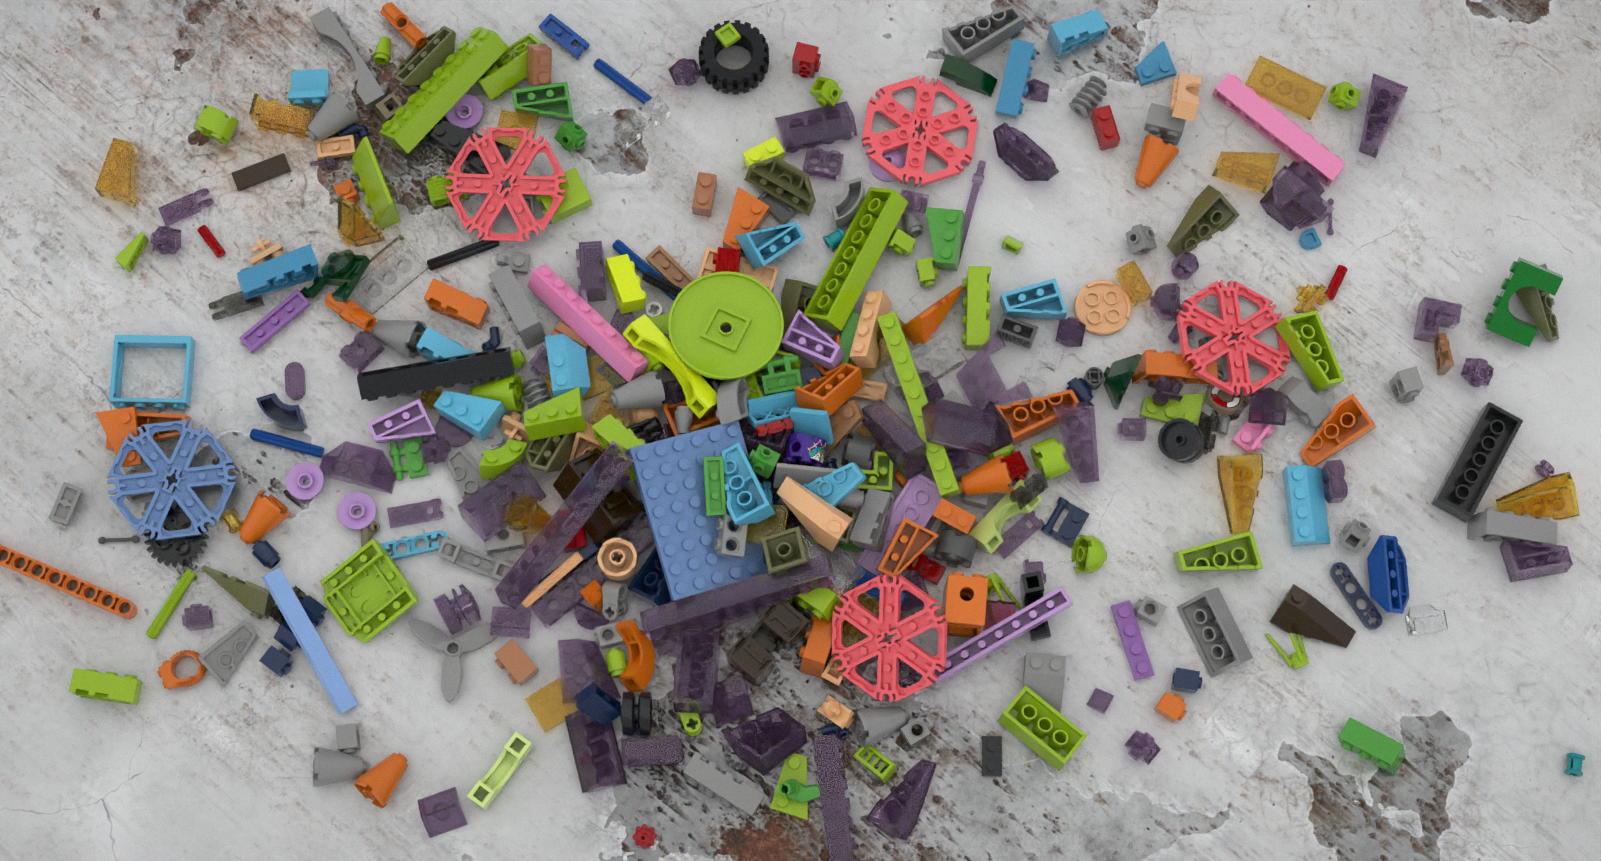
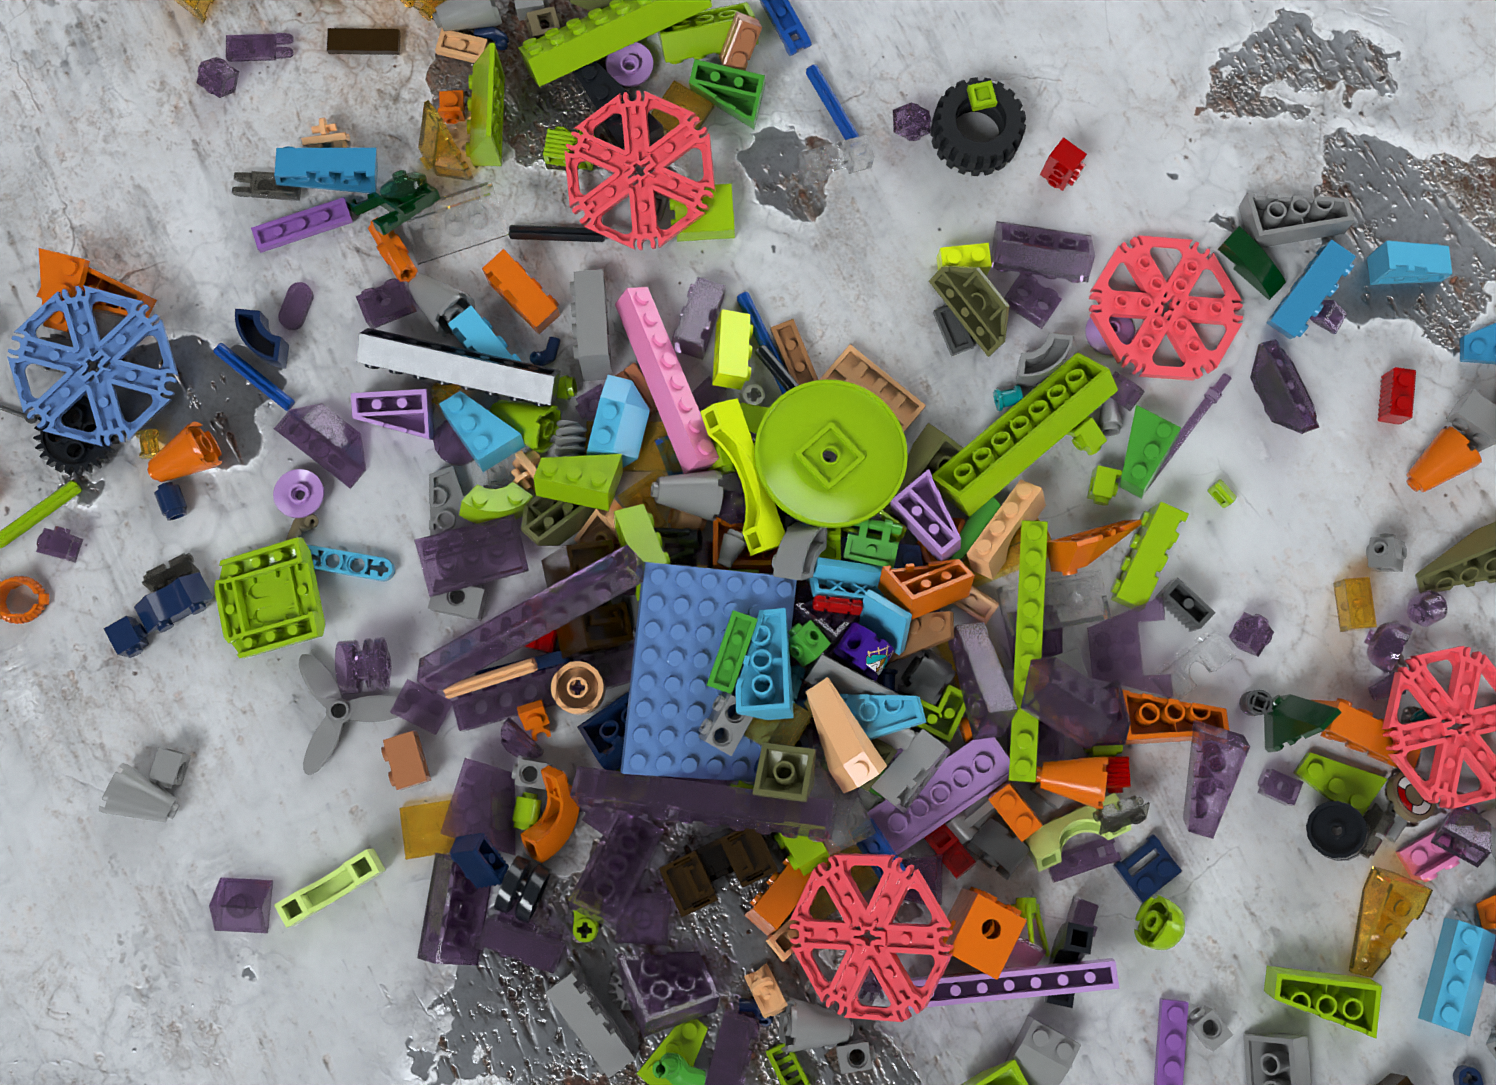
camera: 20 degrees right, 5 degrees up
(131, 253) = (173, 75): lime slope -> none
(149, 341) = (96, 207): medium azure window -> none
(211, 241) = (270, 100): red axle -> none
(227, 652) = (74, 601): light grey wing -> none
(251, 596) = (127, 543): olive wedge -> none
(299, 474) = (244, 427): lavender dish -> none
(309, 640) = (171, 630): light blue tile -> none
(329, 161) = (447, 62): clear purple hand -> none
(382, 779) = (186, 836): orange cone -> none
(414, 459) = (395, 459): bright green plate -> none
(414, 513) = (366, 524): clear purple plate -> none
(429, 451) = (421, 457): clear purple brick -> none
(473, 560) = (410, 611): light grey slope -> none
(517, 261) = (615, 270): light grey plate -> none
(526, 515) = (492, 587): clear yellow cone -> none
(571, 136) = (742, 144): bright green brick -> none
(615, 598) = (555, 733): light grey piece -> none
(644, 836) = (470, 1042): red plant -> none
(704, 194) = (873, 279): nougat brick -> none
(727, 259) = (866, 371): red brick -> none
(746, 216) = (907, 332): orange wedge -> none
(769, 243) = (927, 371): medium azure wedge -> none
(826, 91) = (1072, 213): lime brick -> none
(904, 547) = (935, 823): orange wedge -> none
(1034, 302) = (1223, 577): medium azure wedge -> none
(1049, 458) = (1162, 782): lime brick -> none
(1080, 389) = (1235, 710): dark blue brick -> none
(1088, 96) = (1392, 349): light grey piece -> none
(1102, 307) = (1302, 617): light nougat tile -> none
(1165, 389) = (1344, 757): hips -> none

